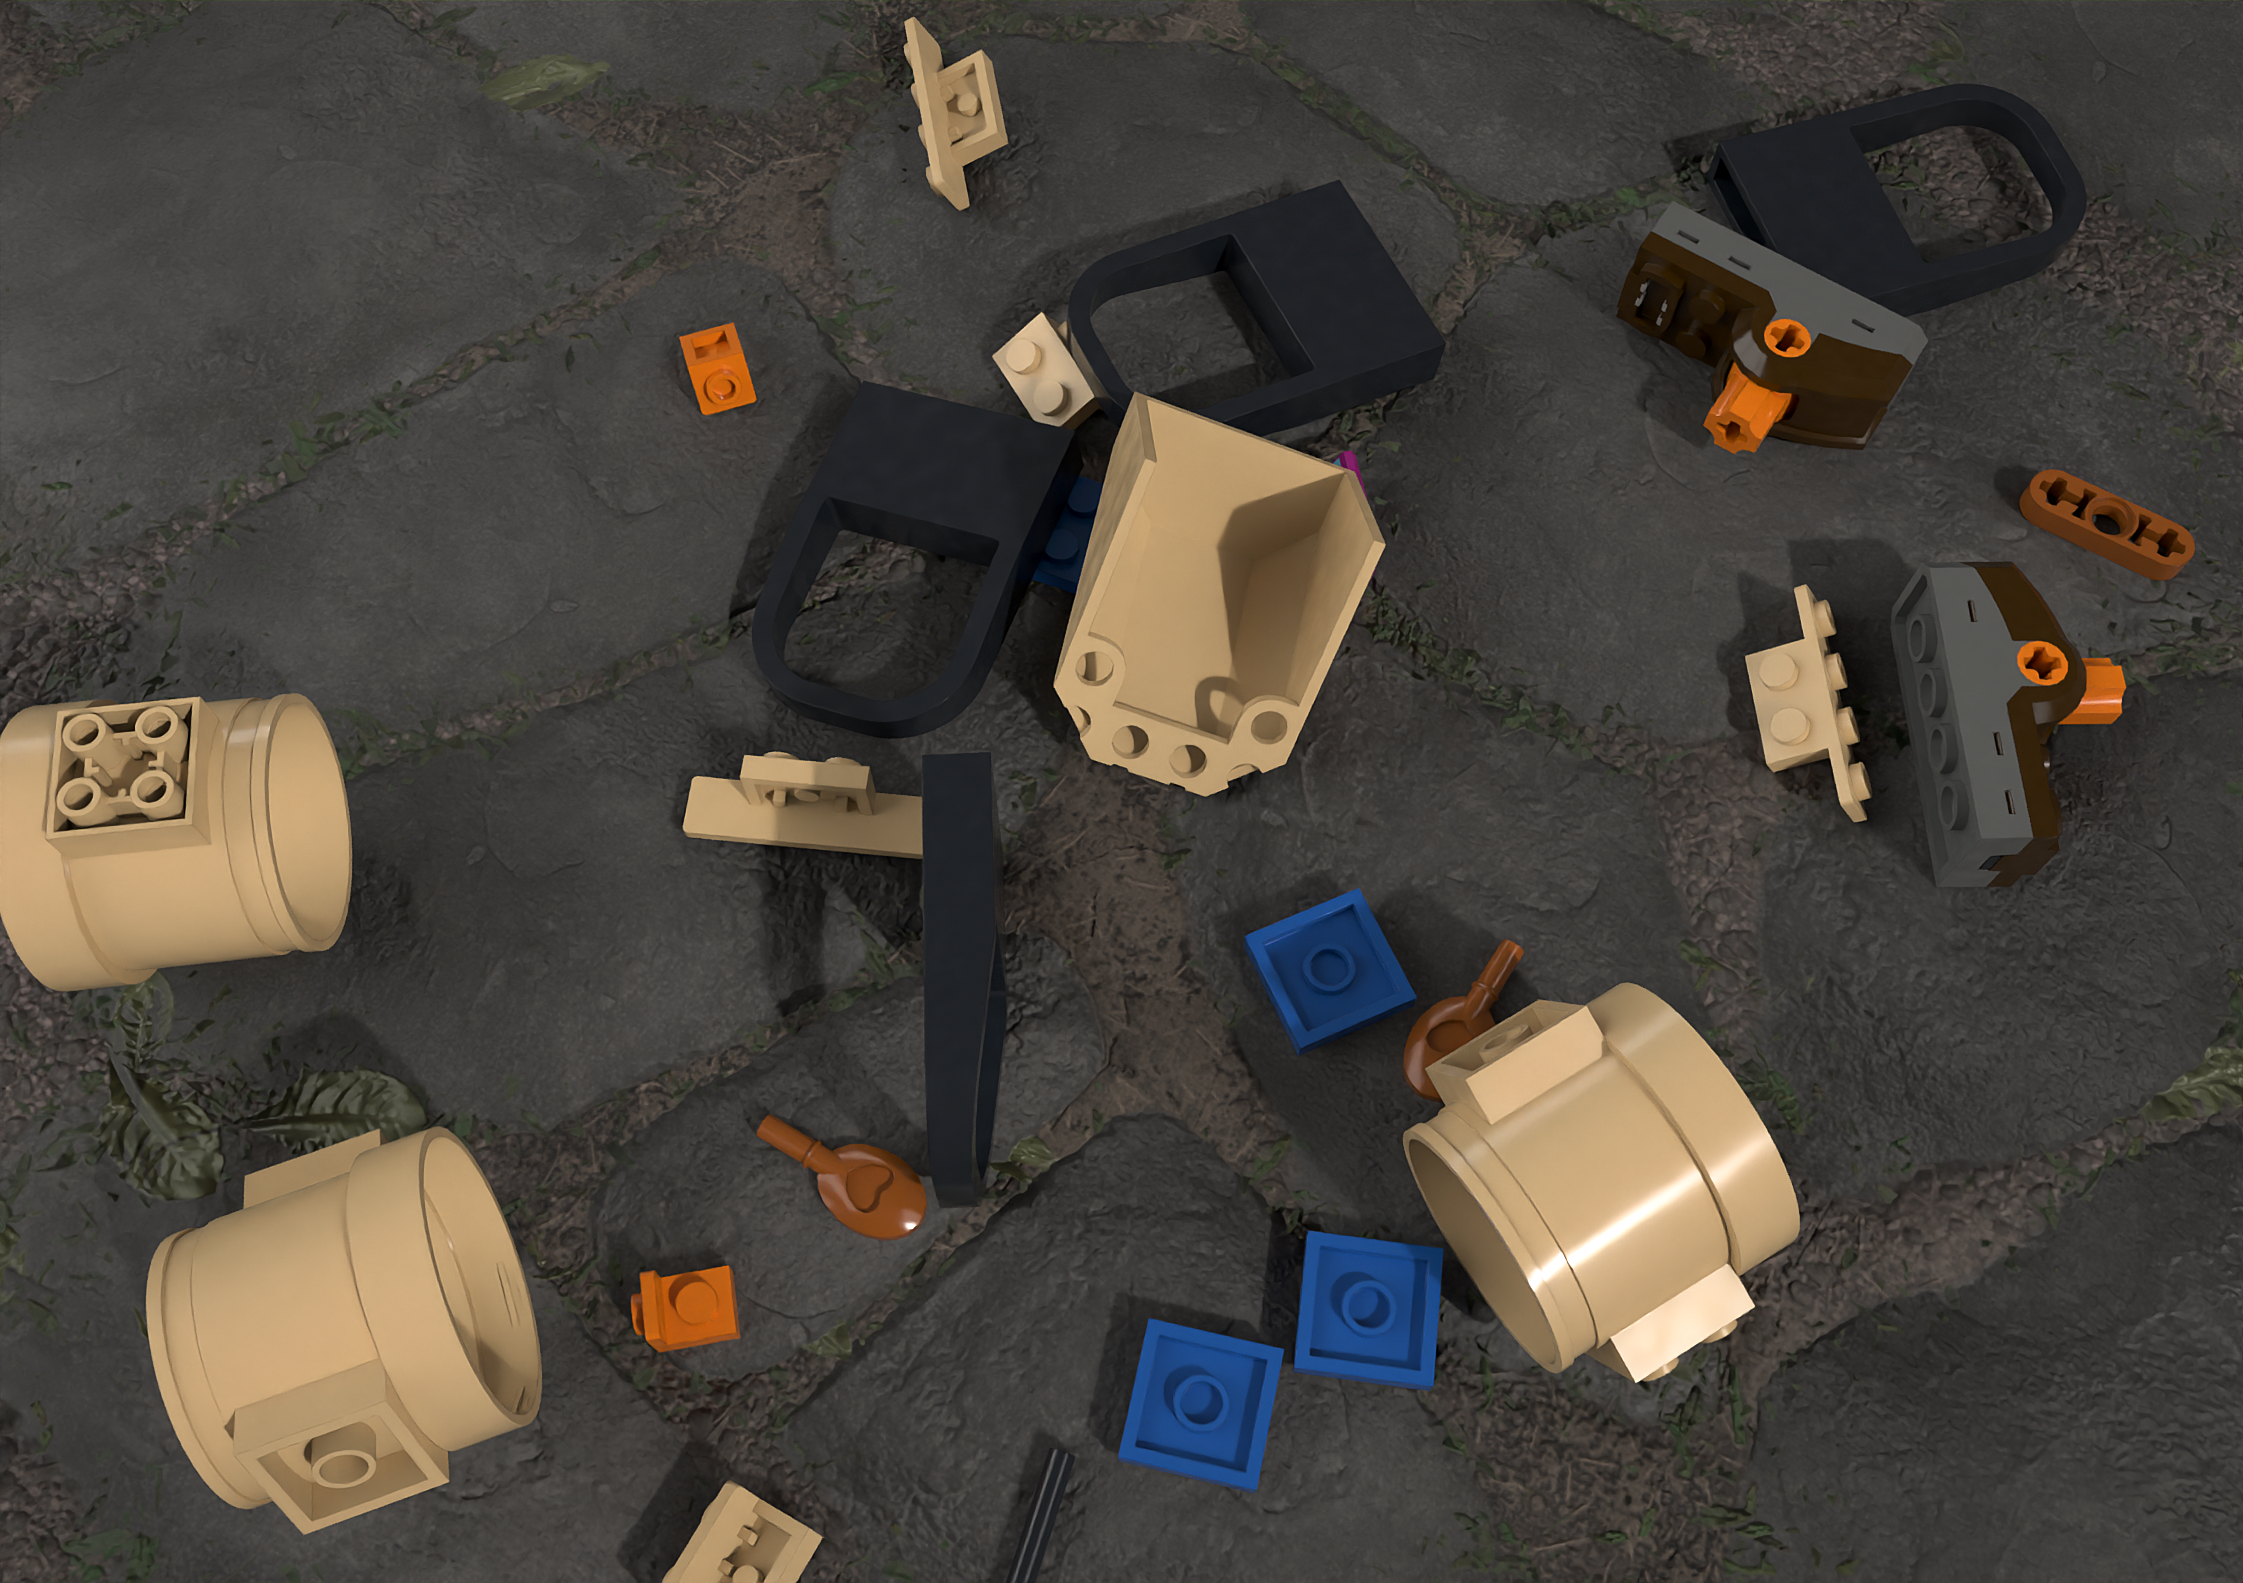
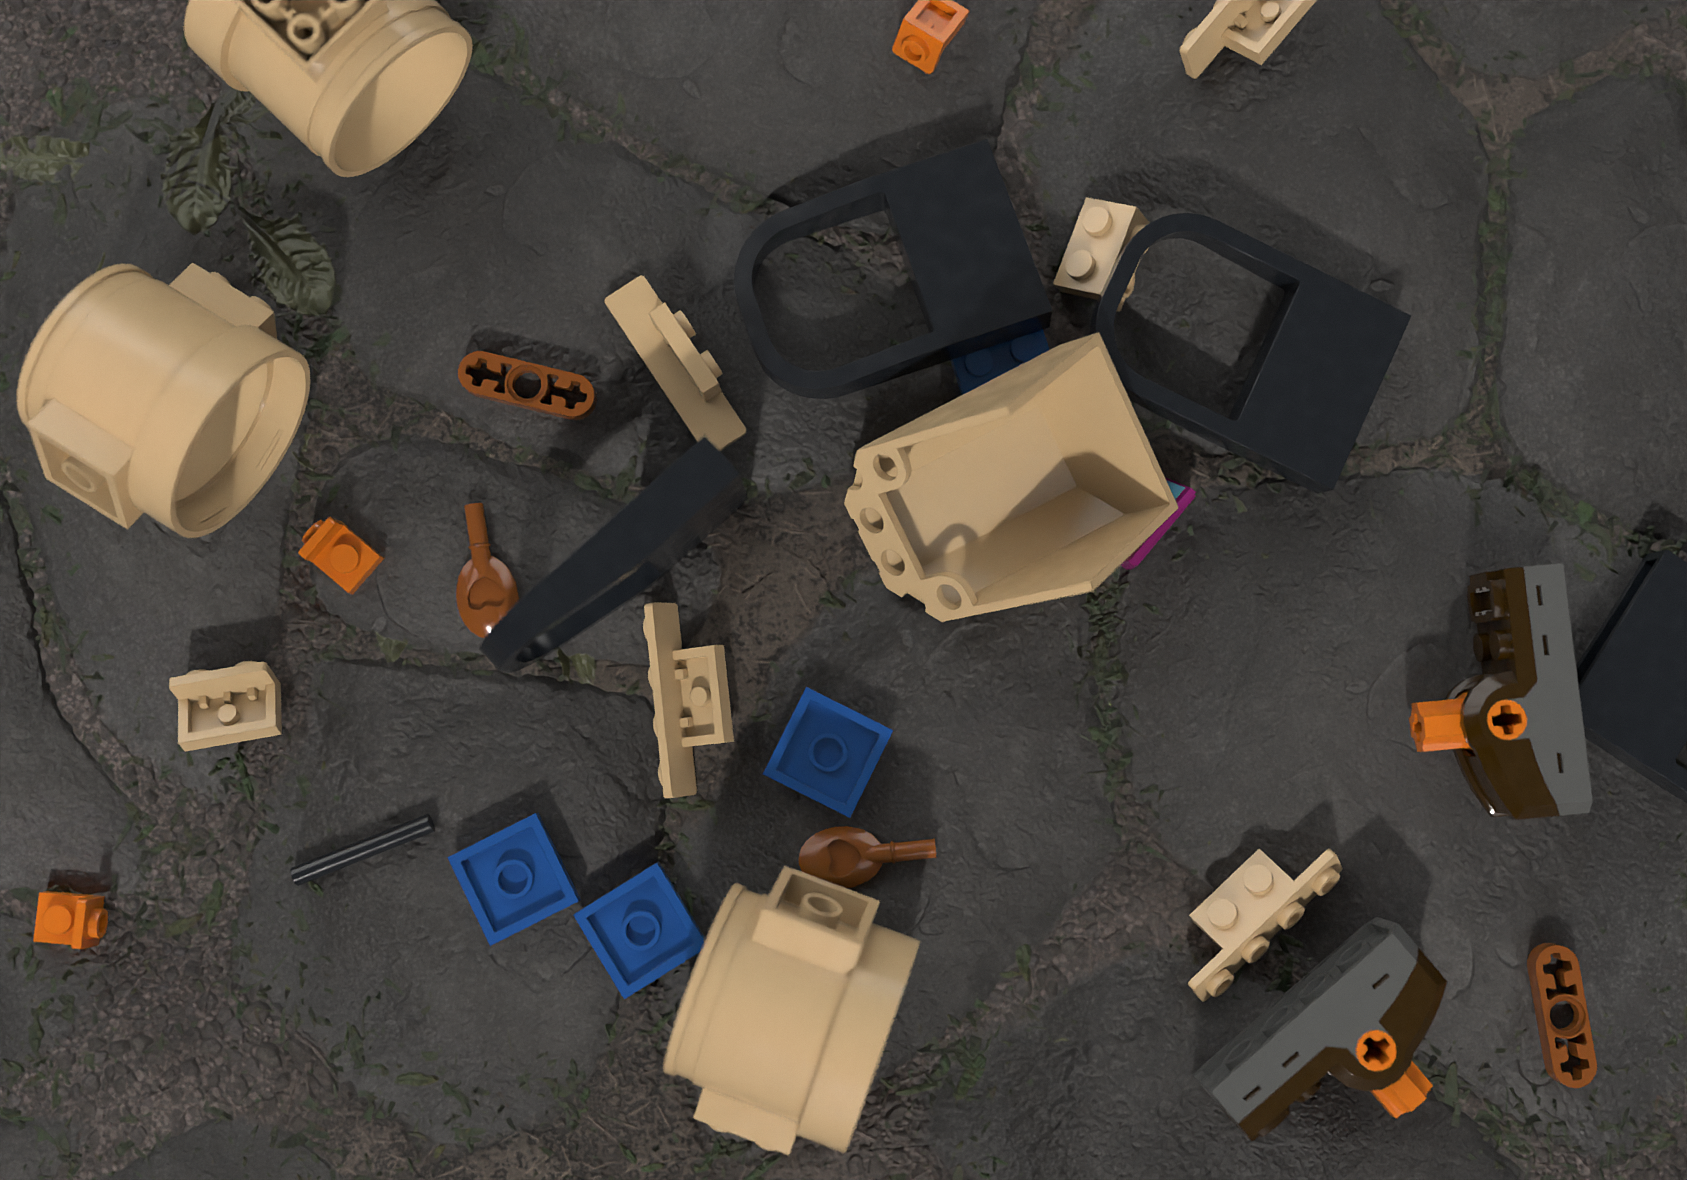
camera: 45 degrees right, 20 degrees up
(691, 1000) = (496, 364): none -> dark orange beam
(1159, 1058) = (687, 697): none -> tan bracket

